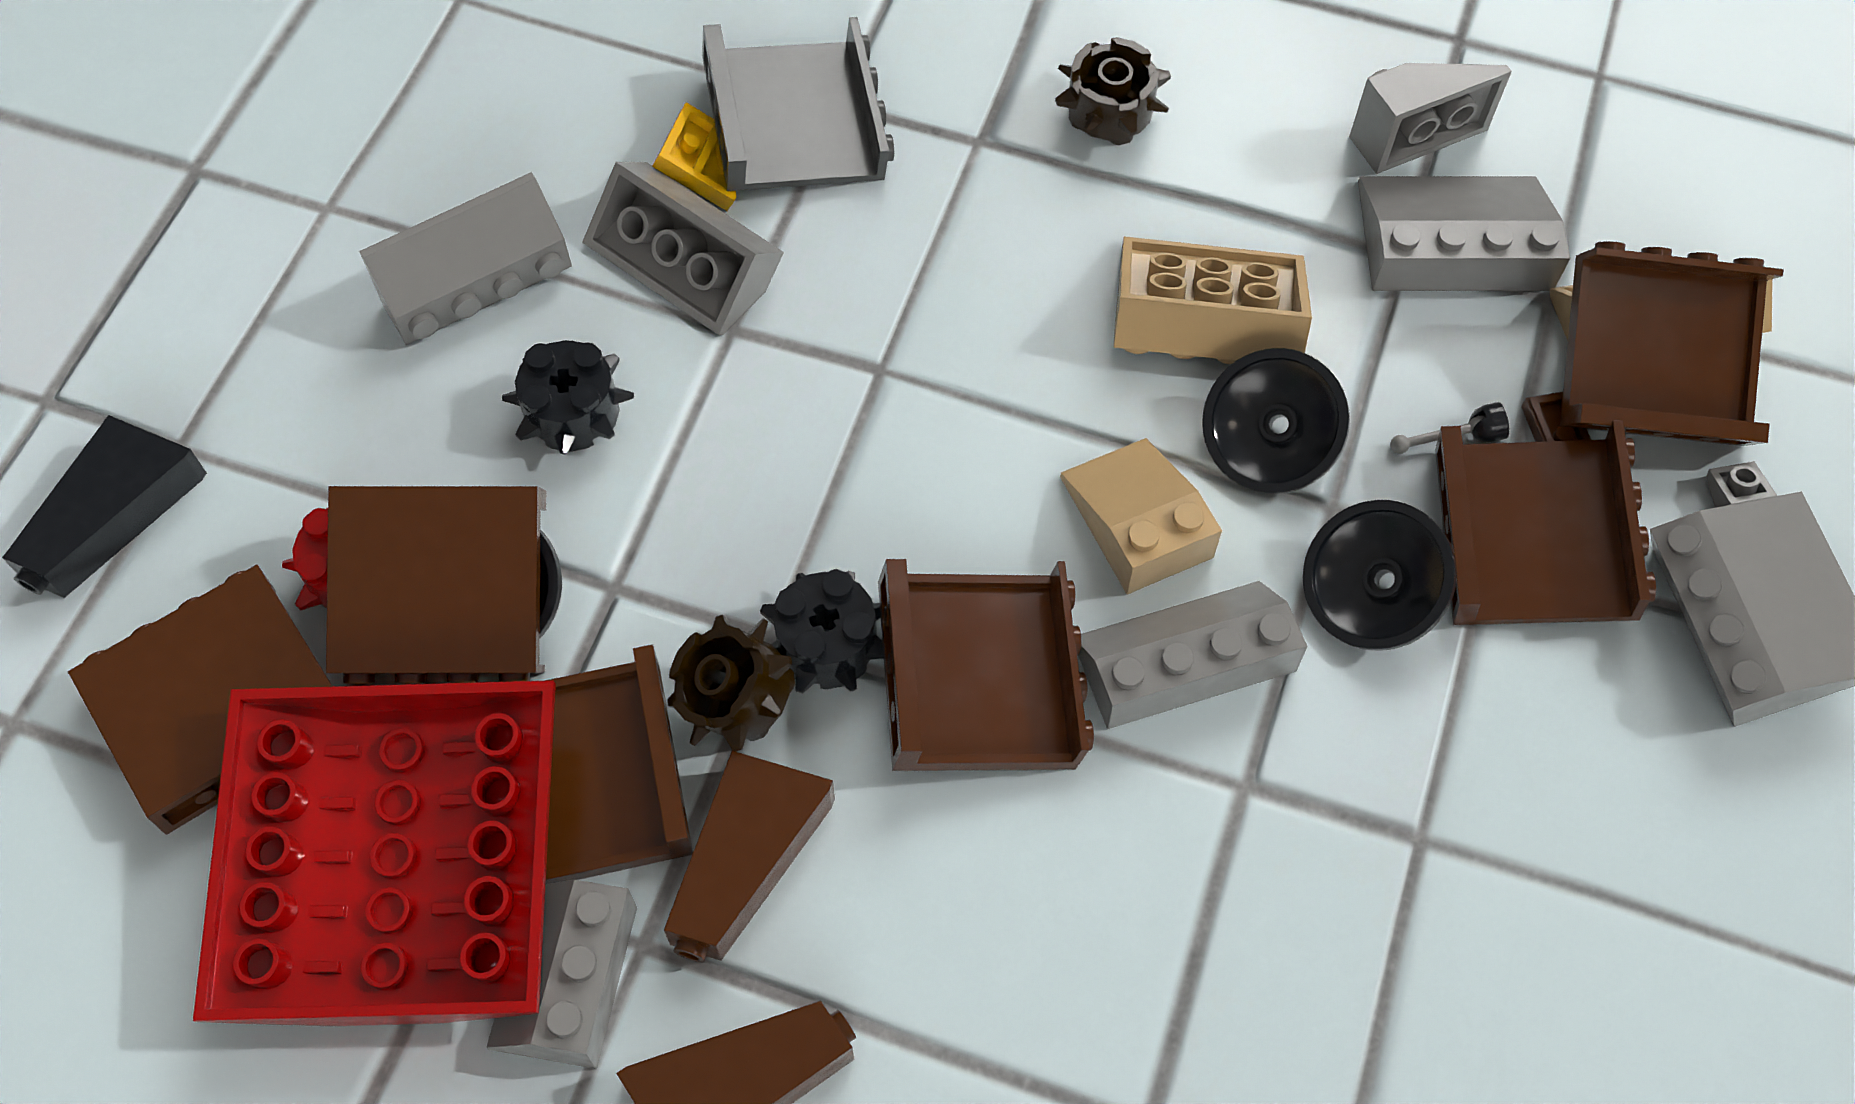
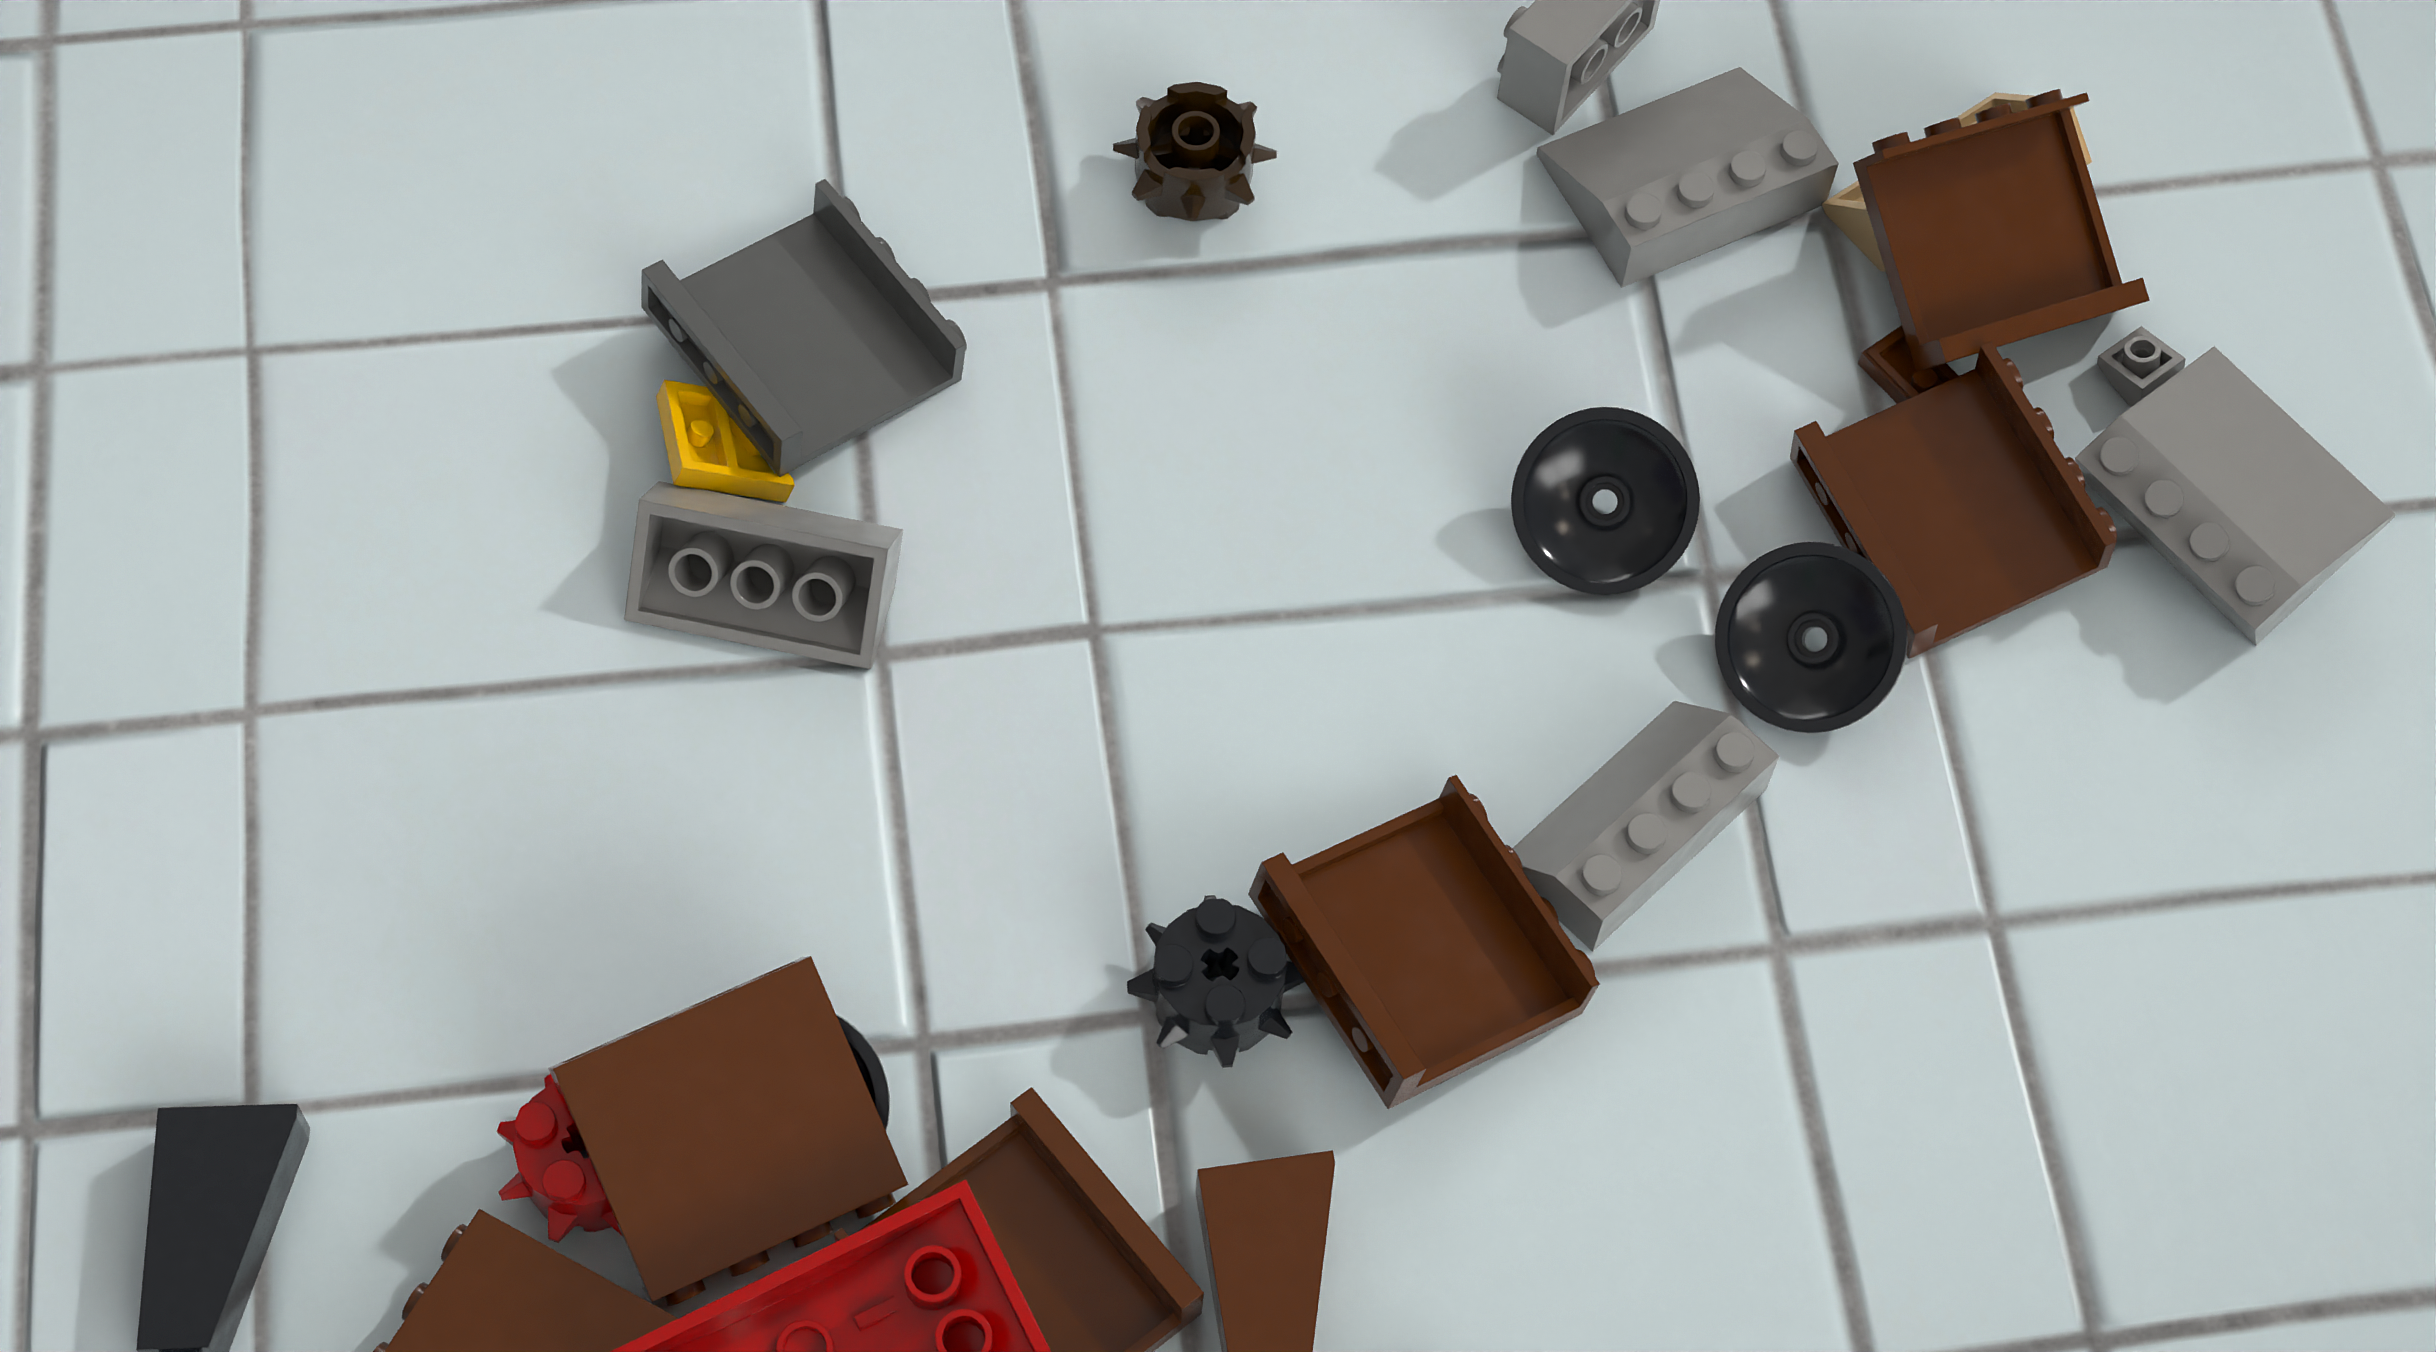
camera: 30 degrees left, 0 degrees up
(467, 258) = (507, 707): light grey slope -> none
(567, 395) = (729, 793): black brick -> none
(730, 683) = (1189, 1096): dark brown brick -> none
(1143, 514) = (1503, 676): tan slope -> none
(1209, 300) = (1448, 379): tan slope -> none
(1486, 424) = (1833, 402): black hinge -> none

